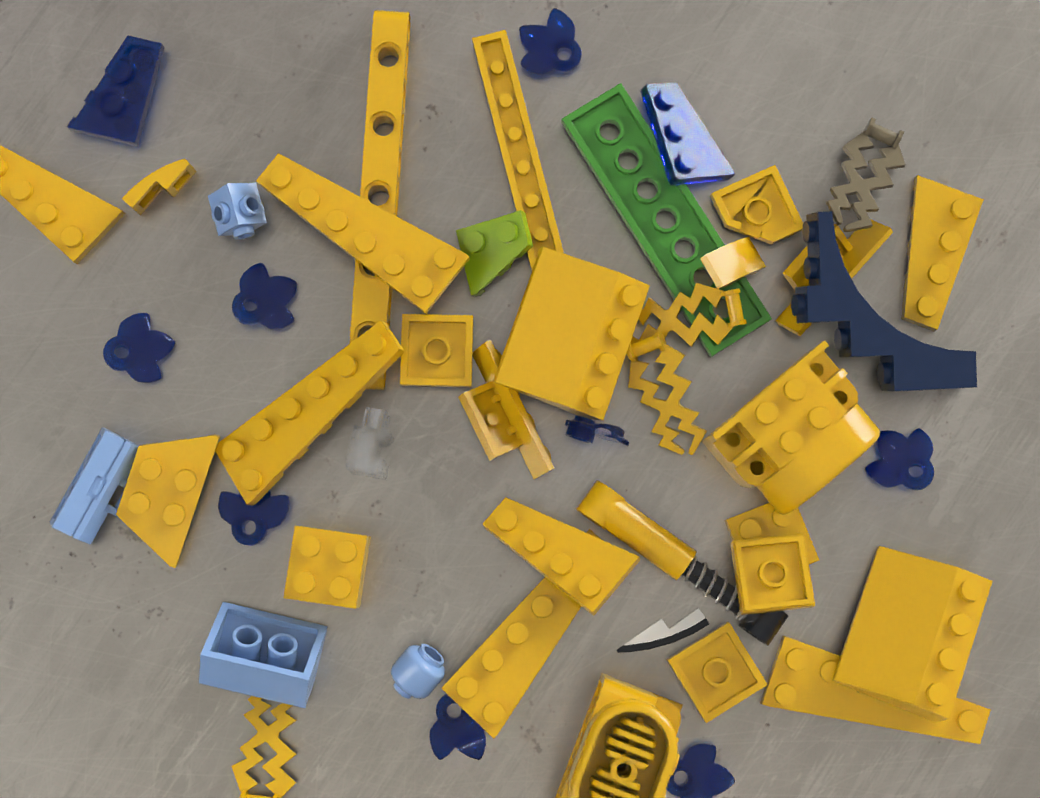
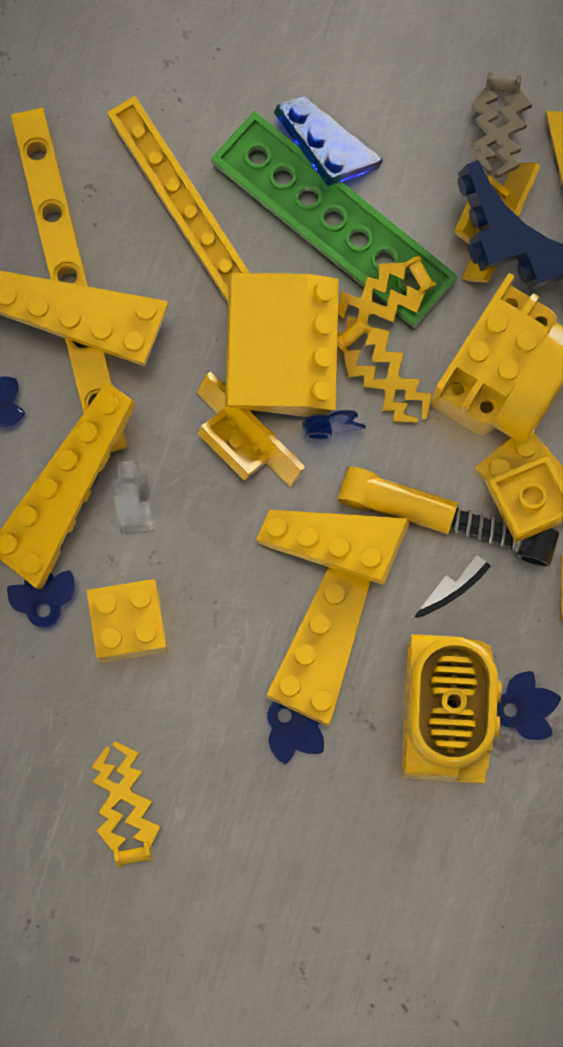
camera: 15 degrees left, 5 degrees down
(262, 654) = (93, 720): light blue slope -> none
(418, 671) = (240, 689): light blue head -> none
(436, 350) = (164, 398): yellow plate -> none
(493, 248) = (186, 291): lime wing -> none
(547, 41) = (175, 97): clear blue plate -> none
(717, 672) = (511, 604): yellow plate -> none
(733, 262) = (406, 236): yellow slope -> none
(758, 207) = (413, 182): yellow plate -> none

